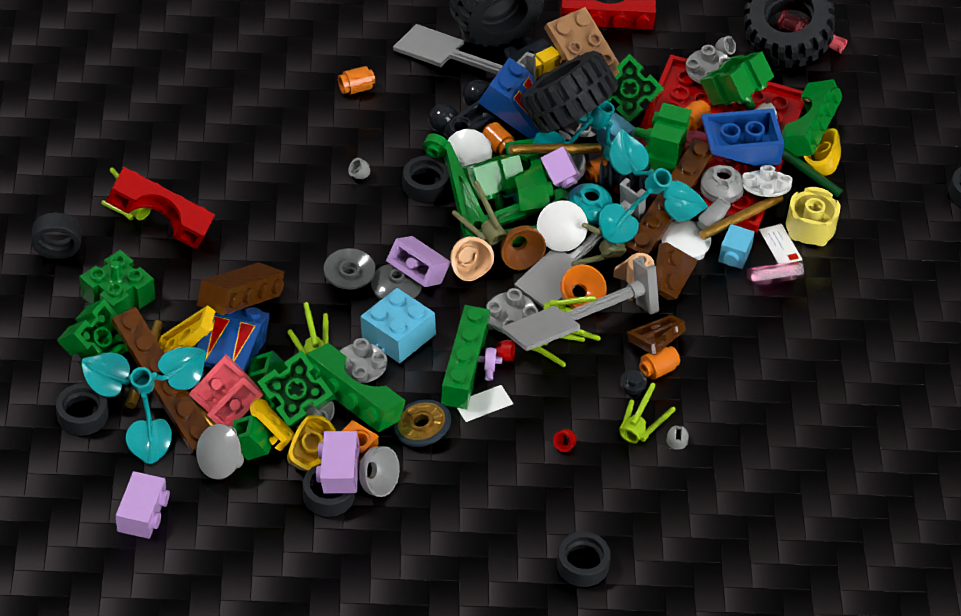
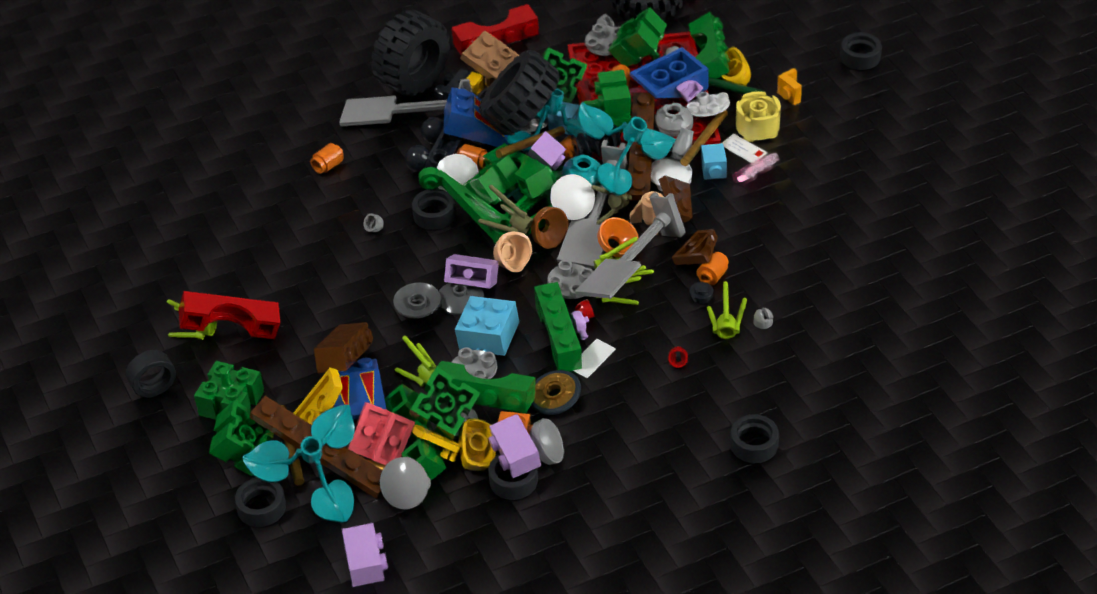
camera: 20 degrees left, 5 degrees down
(754, 158) = (689, 89): none -> lavender tile
(869, 196) = (789, 87): none -> light orange bracket

